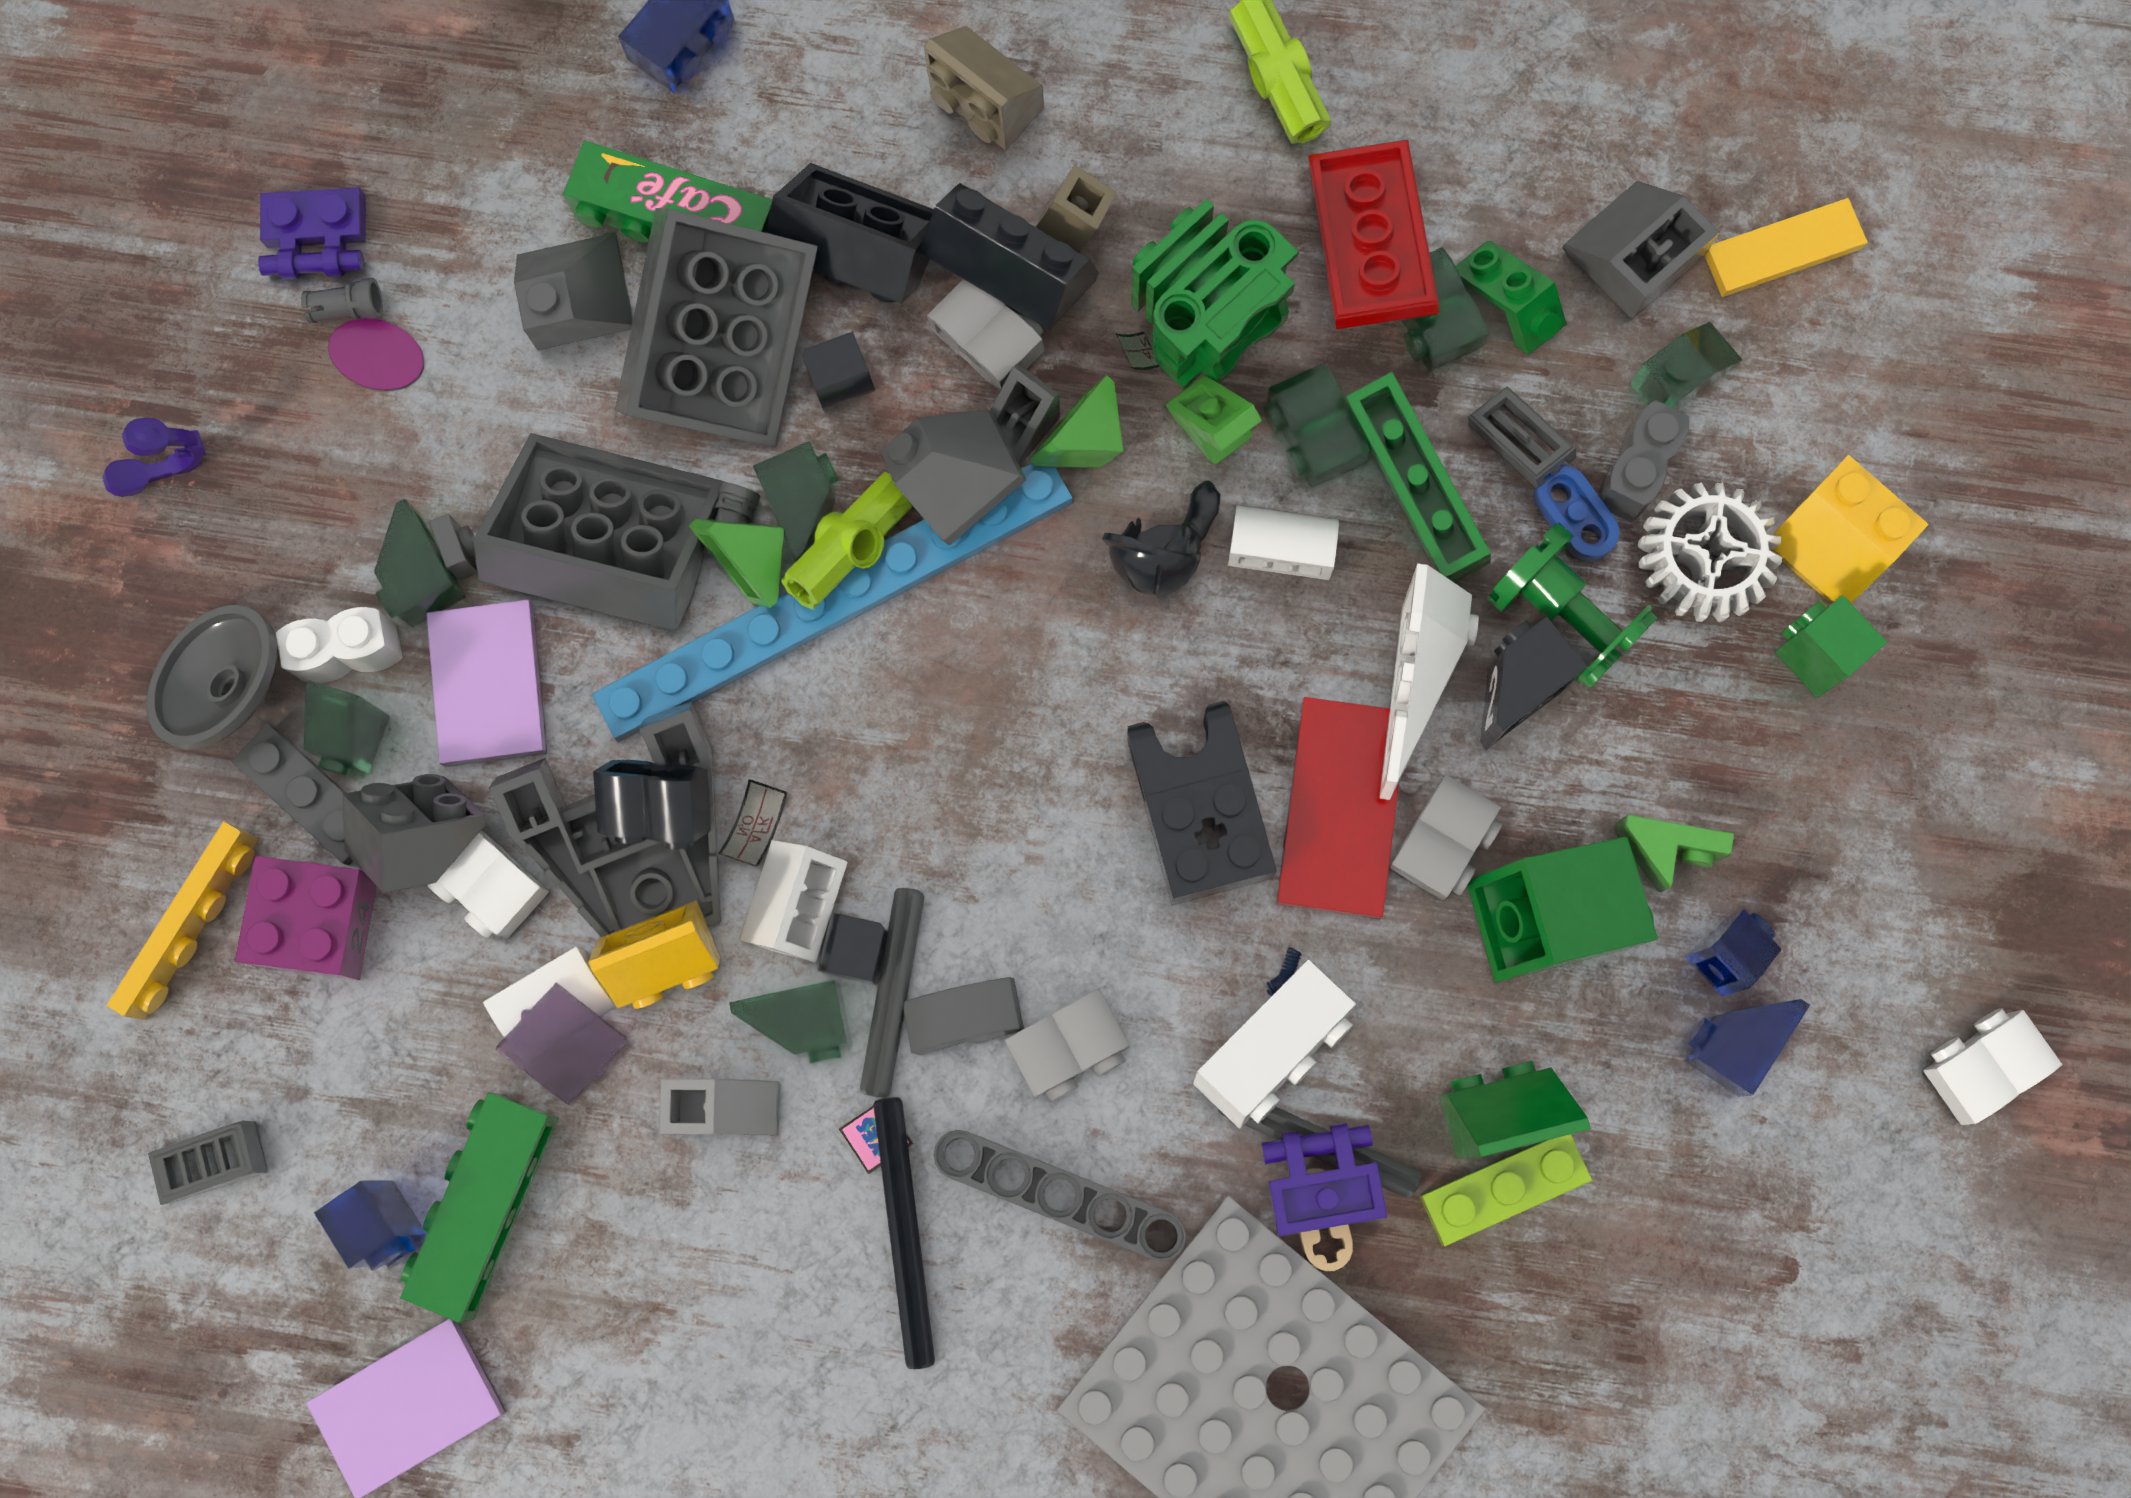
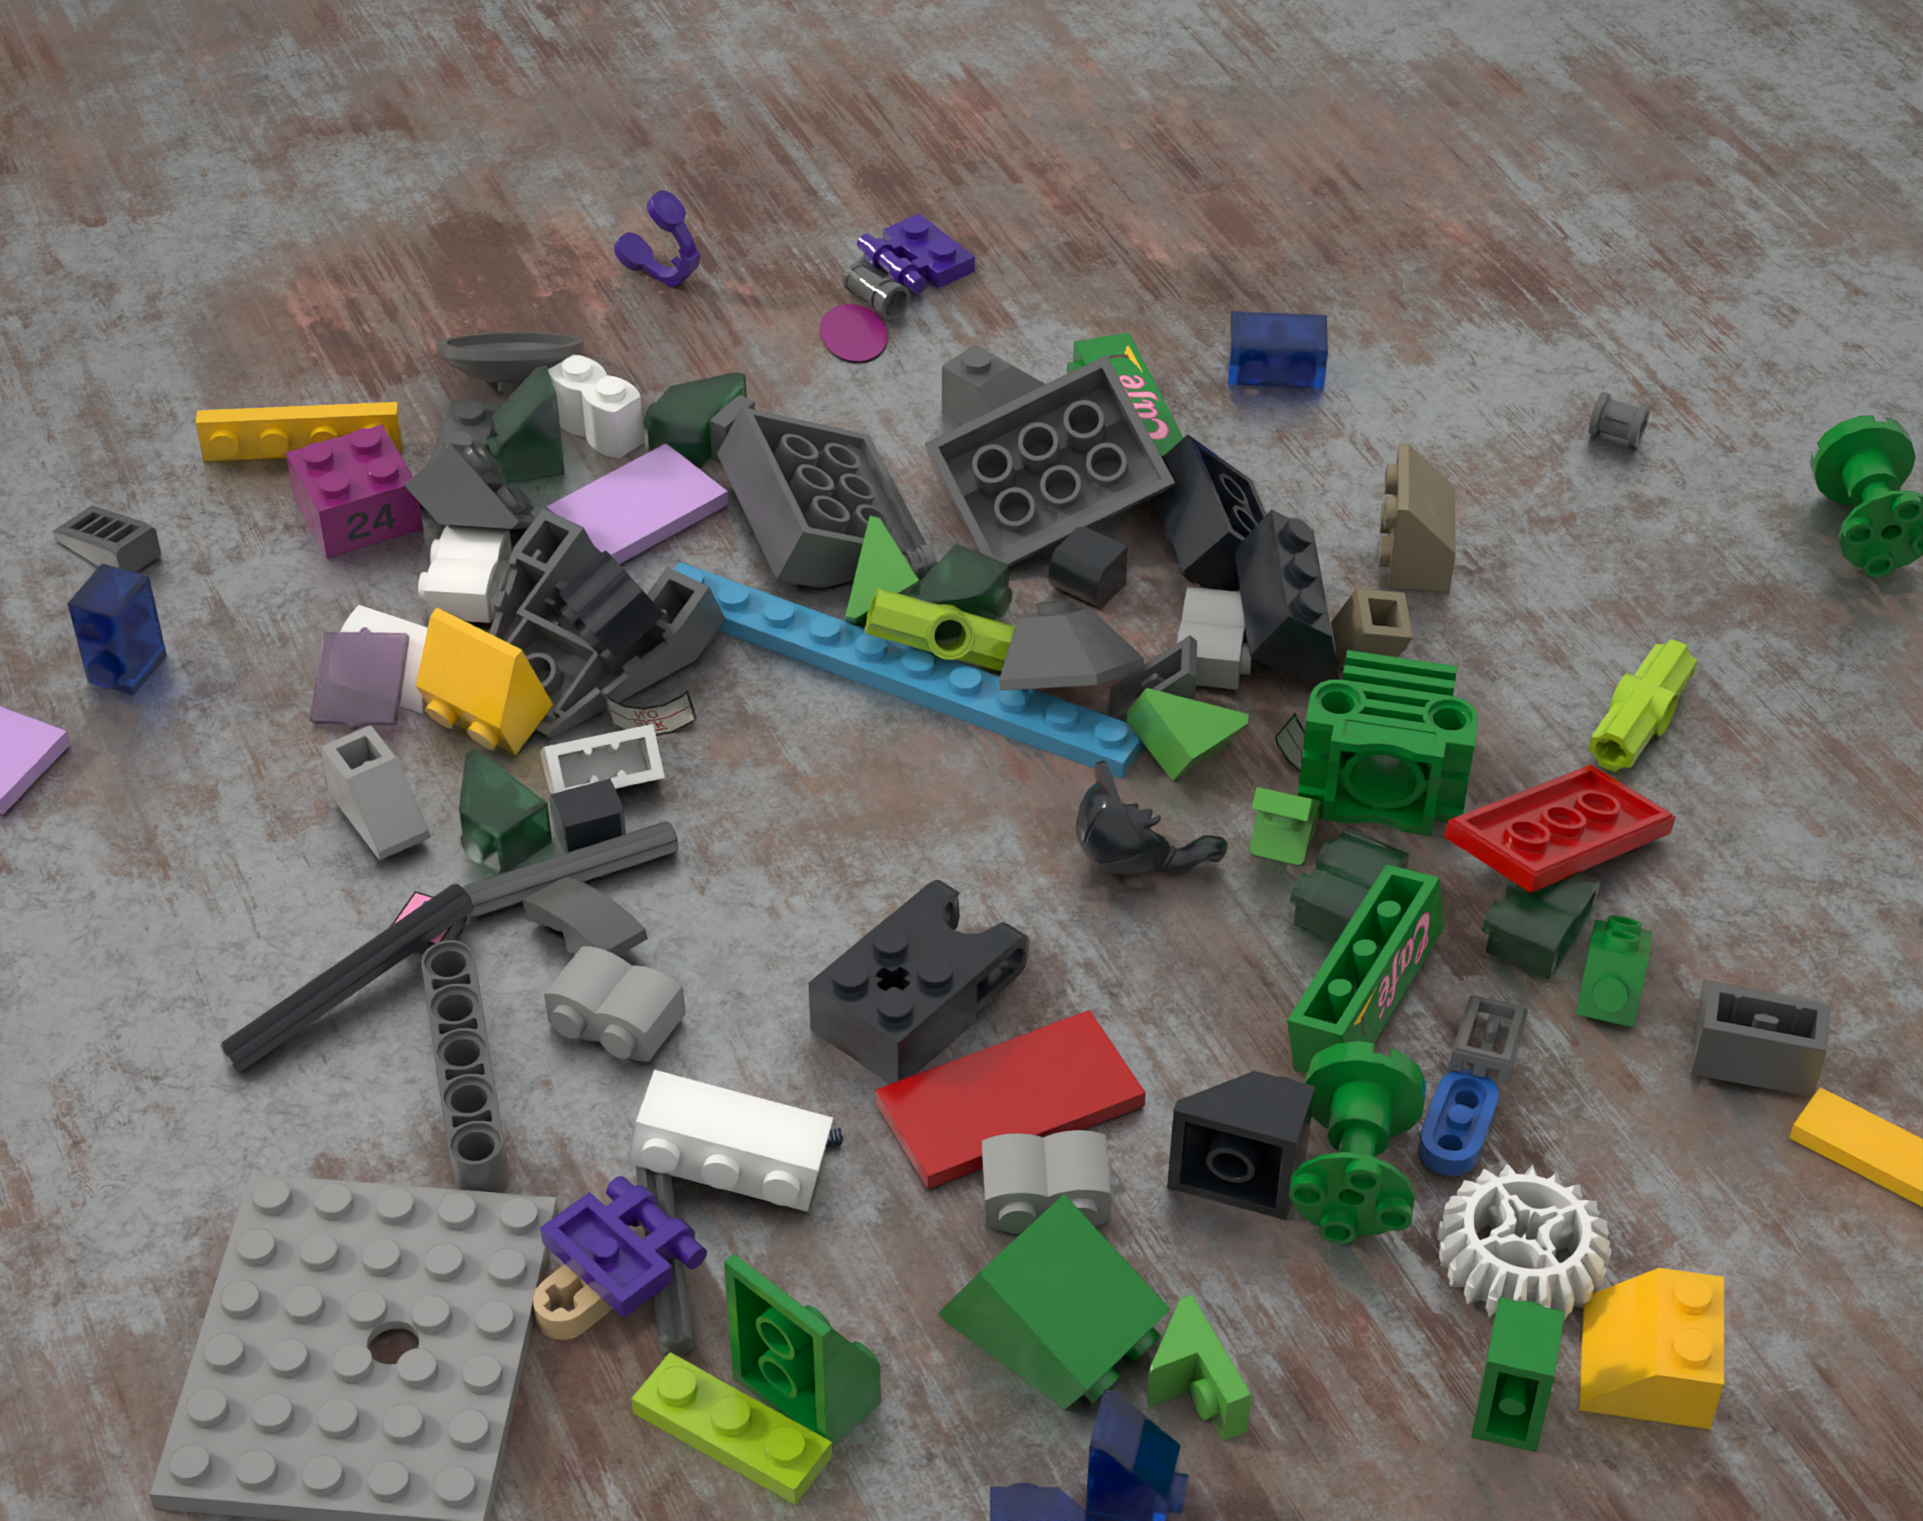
camera: 50 degrees right, 35 degrees down
(478, 1207) = (178, 700): green brick -> none
(1283, 542) = (1218, 923): white brick -> none
(1430, 644) = (1179, 1053): white wedge -> none
(1644, 460) = (1575, 1135): dark grey brick -> none
(1685, 367) = (1686, 1129): clear green slope -> none

